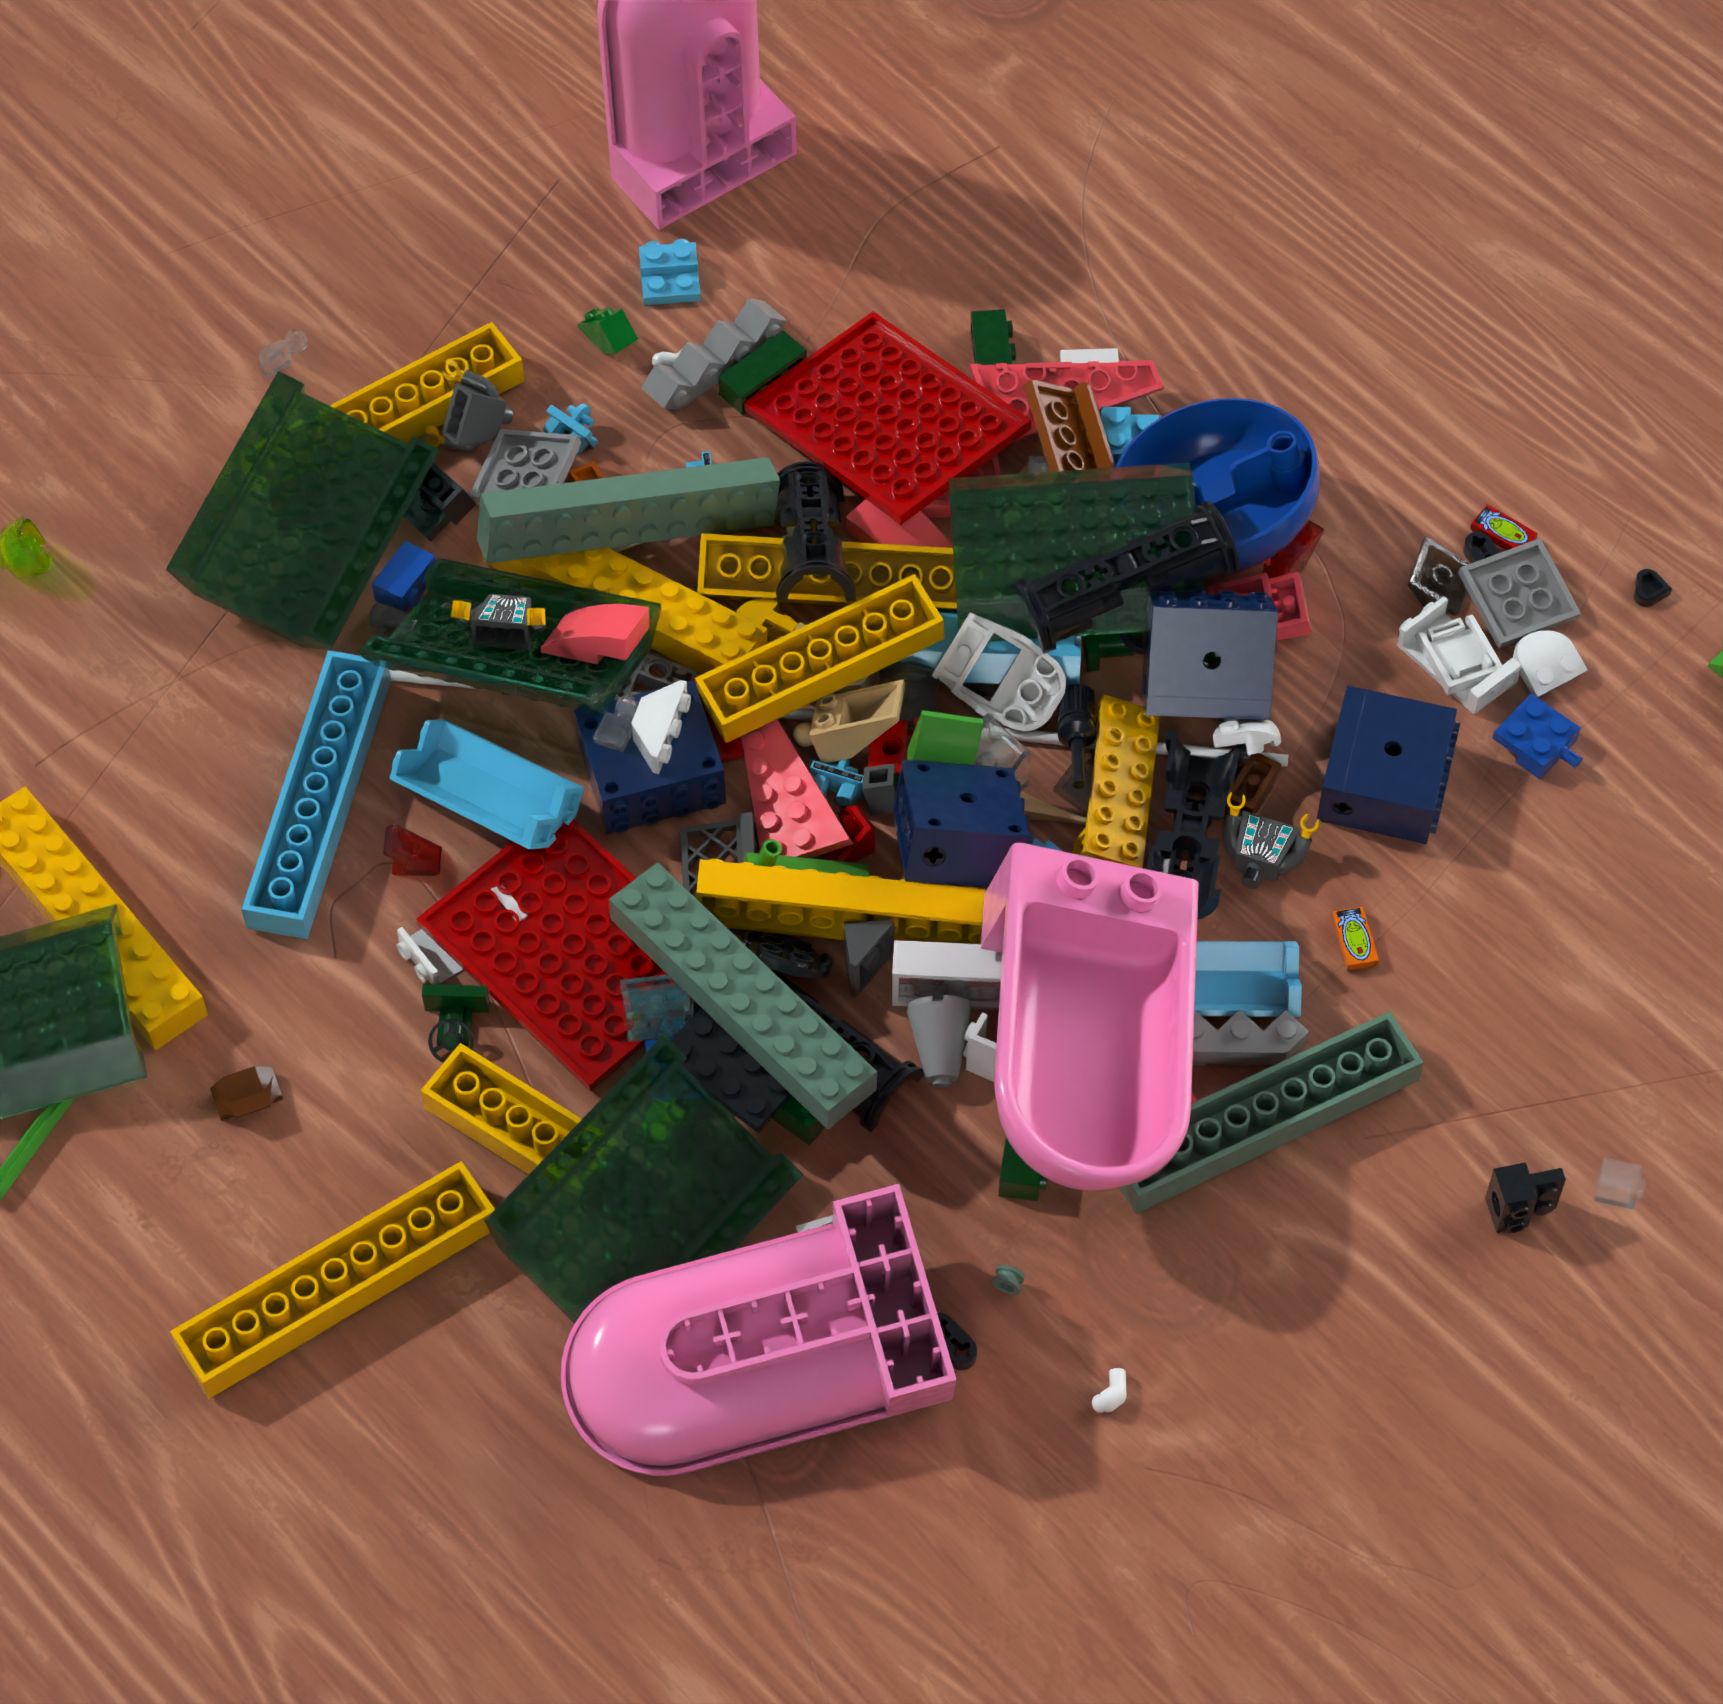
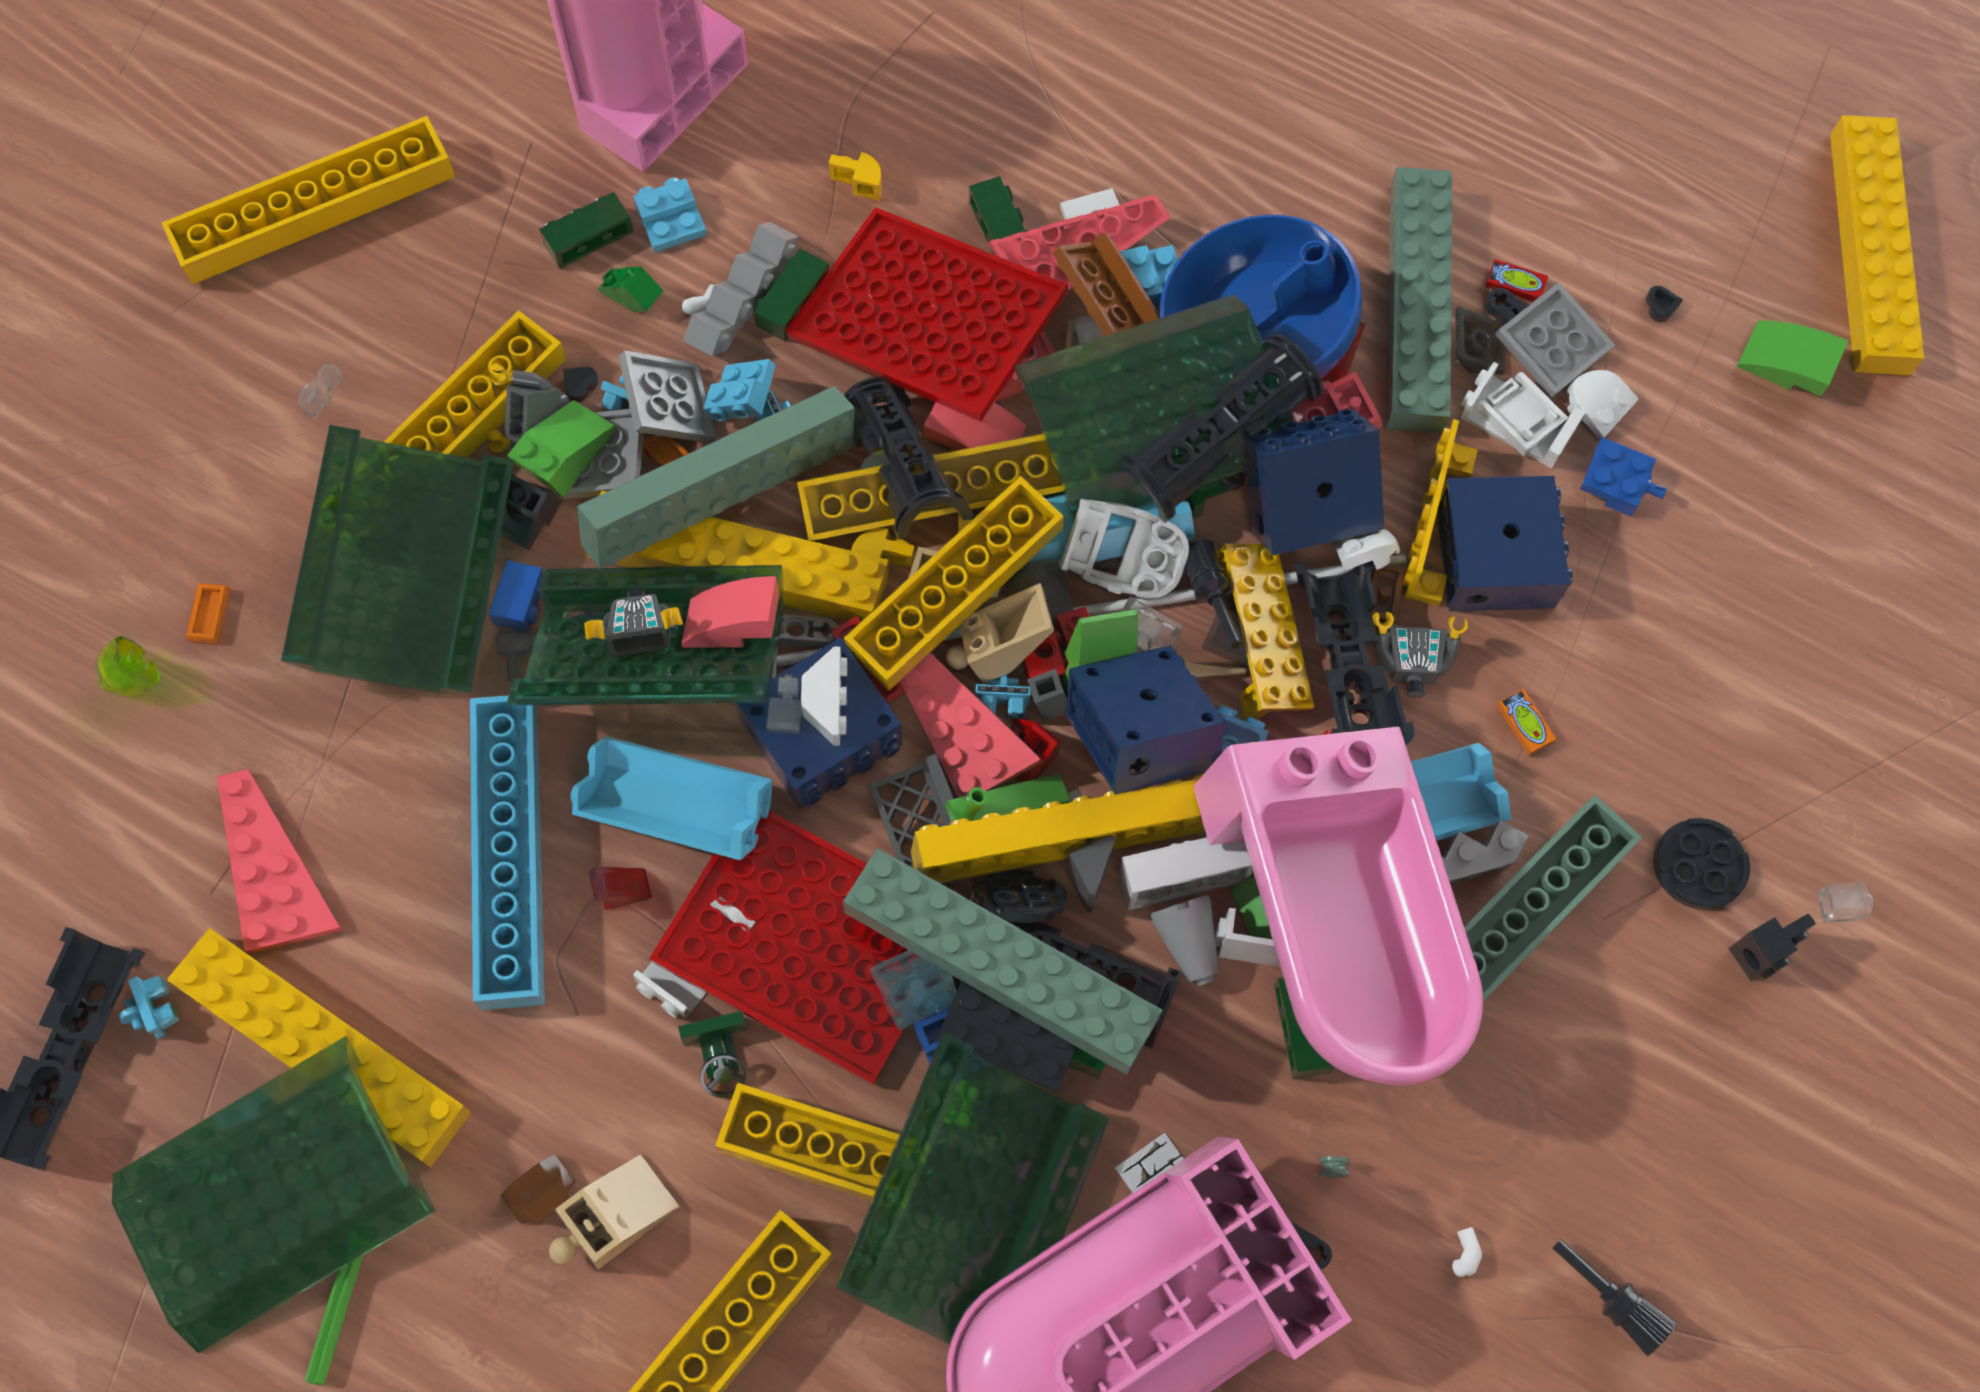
camera: 20 degrees left, 10 degrees up
(93, 767) = (271, 883): none -> coral wing
(113, 523) = (208, 613): none -> orange tile
(309, 1127) = (619, 1211): none -> tan slope
(330, 179) = (308, 200): none -> yellow brick
(491, 453) = (562, 446): none -> bright green slope
(529, 404) = (579, 381): none -> black tile
(584, 268) = (586, 230): none -> dark green brick
(605, 431) = (666, 397): none -> light grey plate
(680, 446) = (740, 391): none -> medium azure plate
(870, 278) = (861, 174): none -> yellow brick
(1248, 1477) = (1623, 1304): none -> black piece
(1361, 673) = (1450, 459): none -> yellow bracket
(1391, 523) = (1419, 301): none -> sand green brick
(1486, 1113) = (1701, 864): none -> black tile

